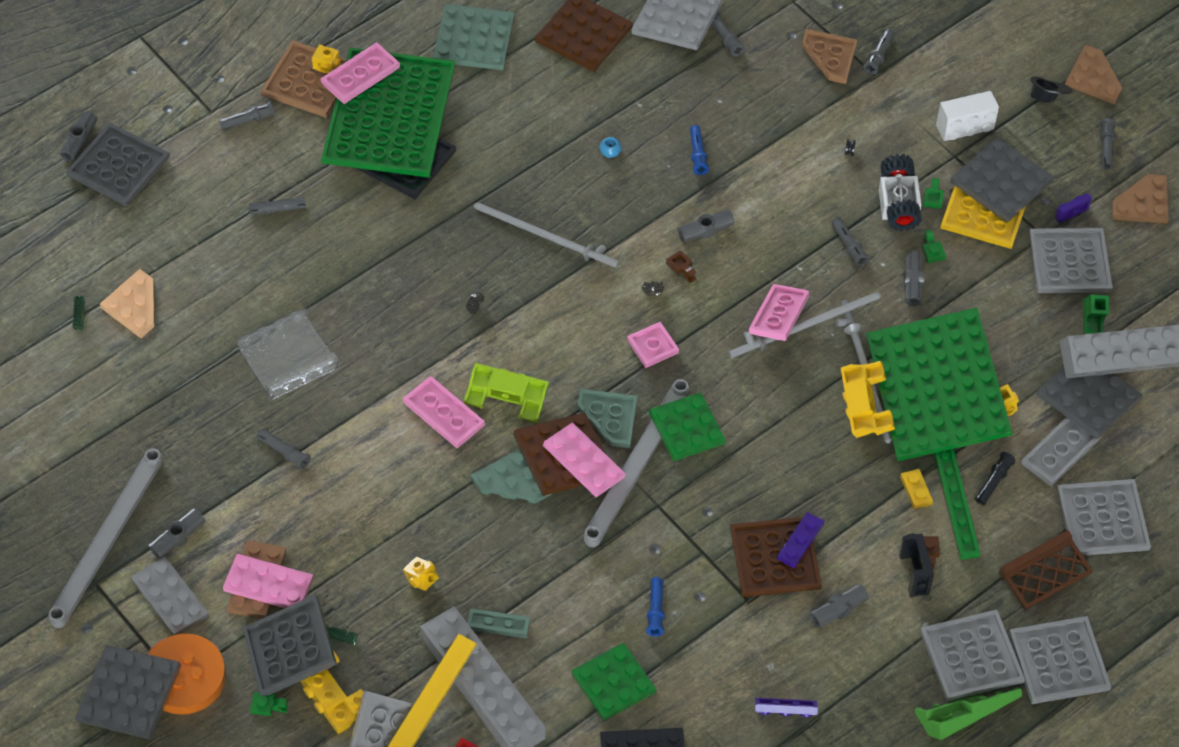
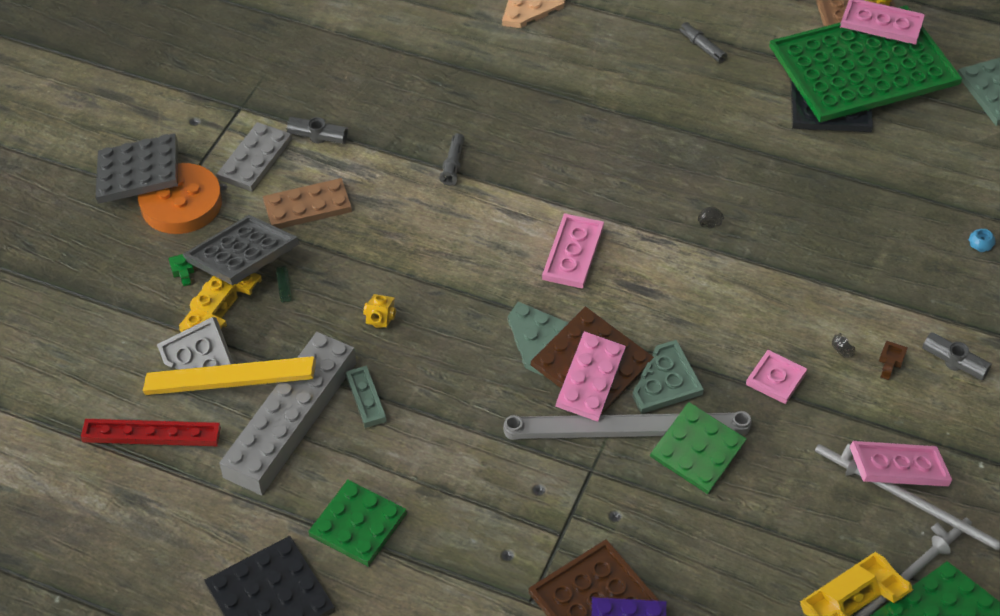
camera: 65 degrees right, 5 degrees down
(105, 538) = (377, 83): light grey piece -> none
(267, 582) = (302, 207): bright pink plate -> none
(286, 354) = (554, 118): clear panel -> none
(509, 387) = (634, 282): lime bracket -> none
(586, 251) = (841, 275): light grey piece -> none
(655, 614) = (456, 522): blue pin -> none

